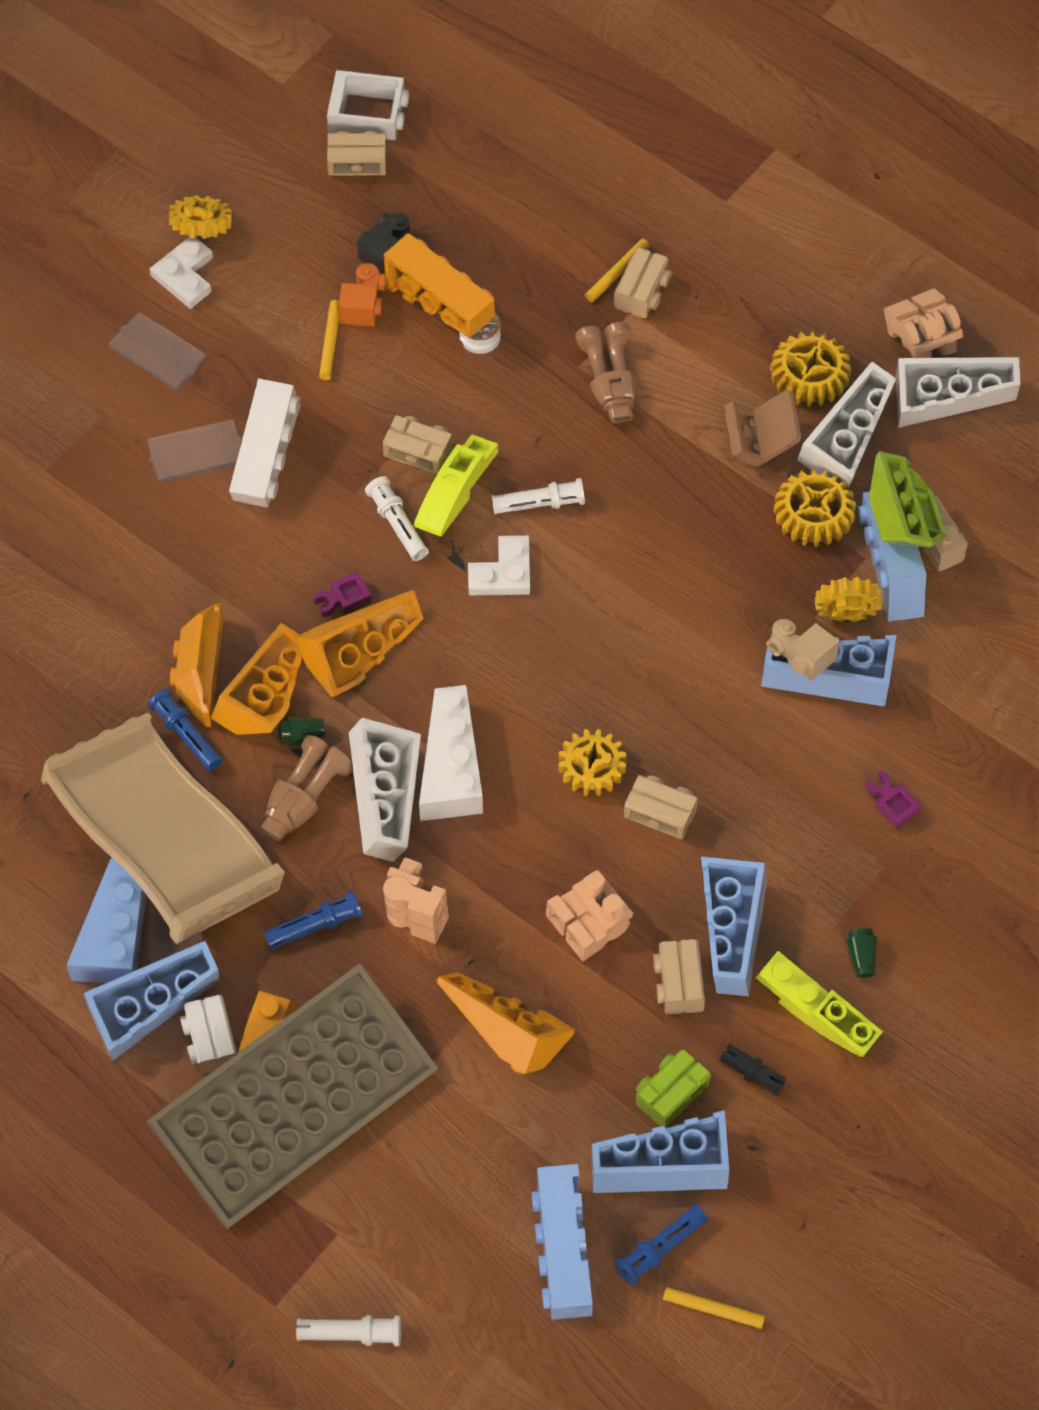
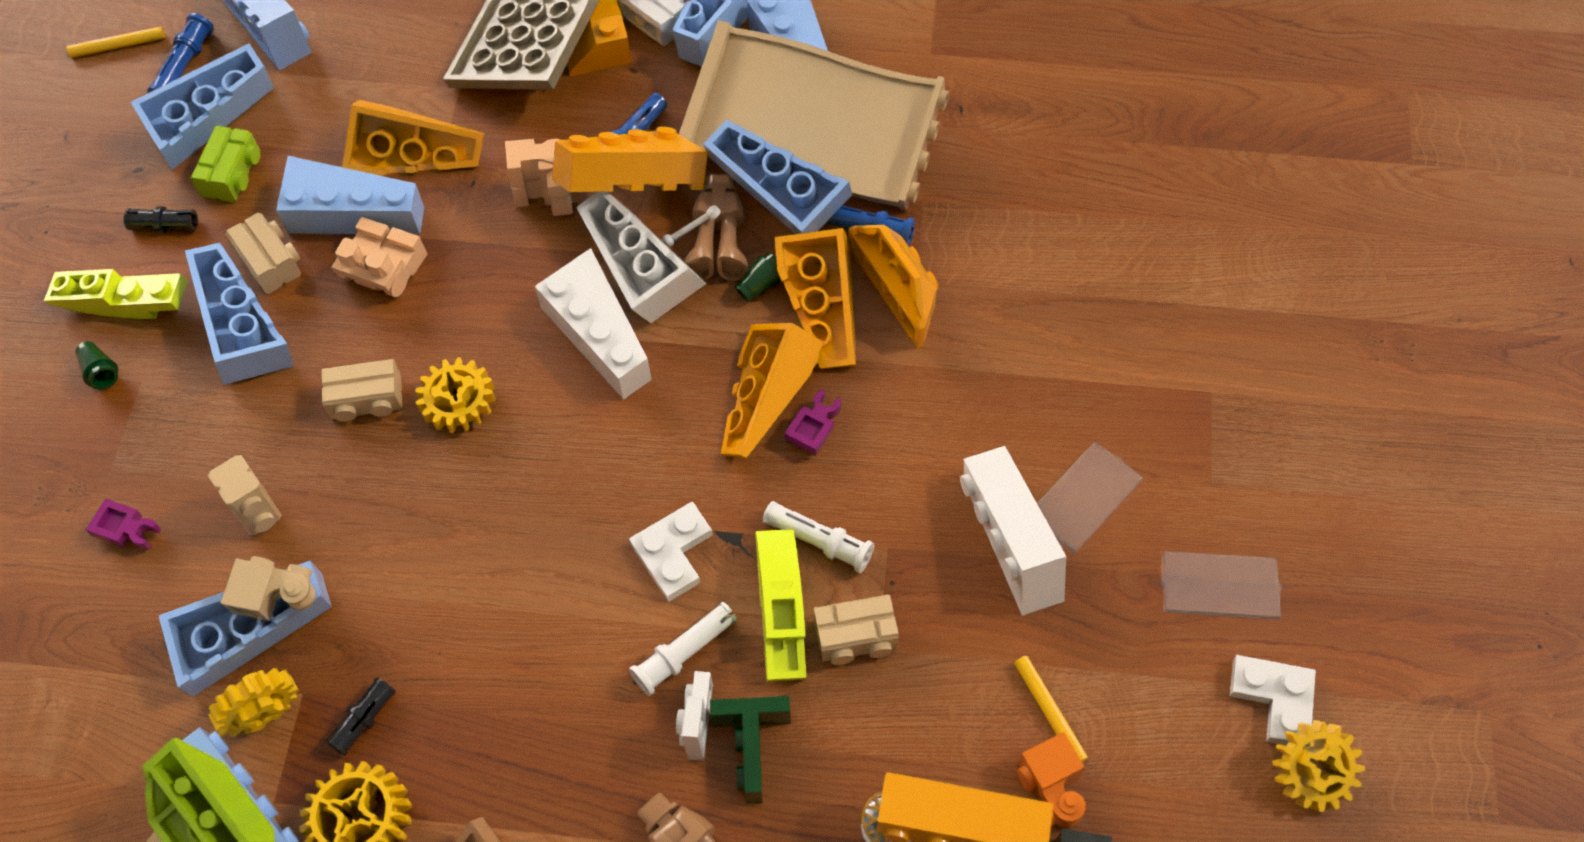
camera: 150 degrees right, 0 degrees up
(235, 771) = (784, 184): none -> light blue wedge
(303, 784) = (712, 213): none -> white hinge
(331, 851) = (629, 161): none -> light orange wedge
(528, 429) = (750, 714): none -> dark green bracket
(564, 440) = (693, 721): none -> white plate
(589, 984) = (333, 199): none -> light blue wedge
(781, 573) = (360, 716): none -> black pin
(789, 753) = (245, 495): none -> tan brick

